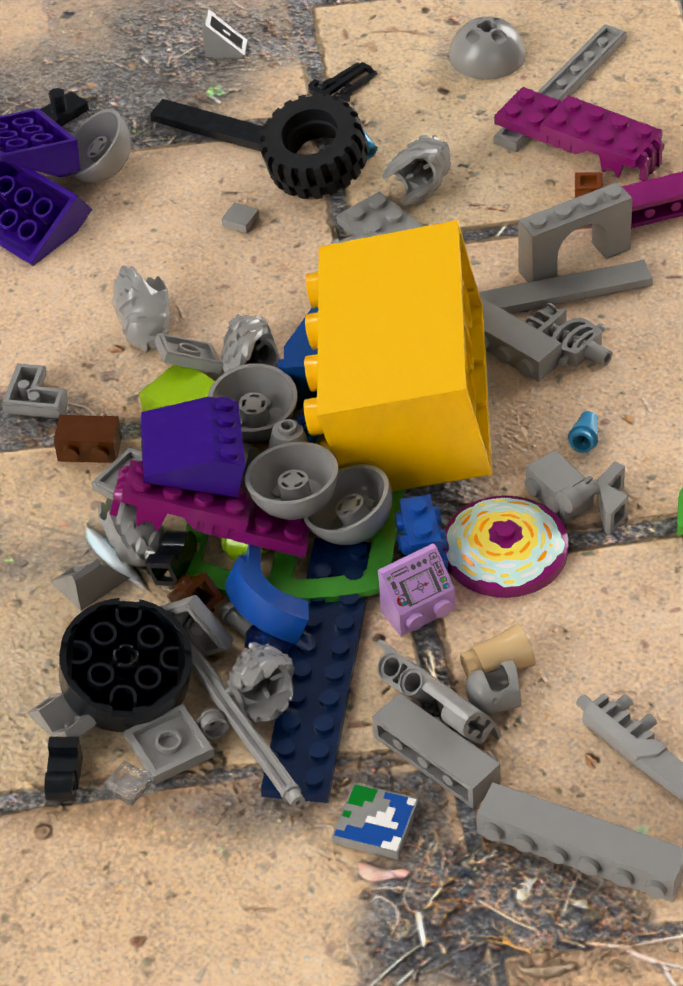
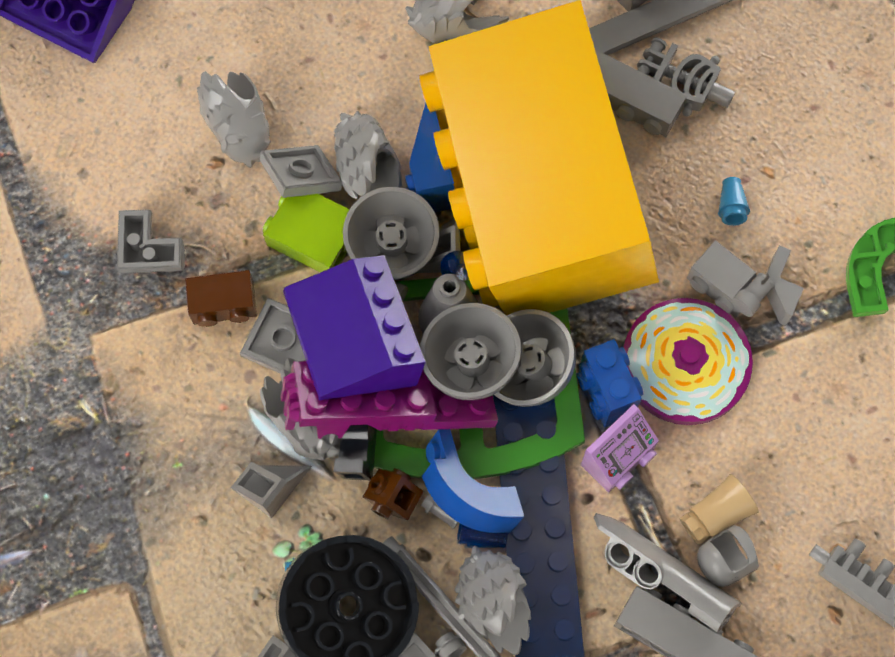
camera: 15 degrees left, 25 degrees up
(200, 625) = (401, 532): light grey brick -> none

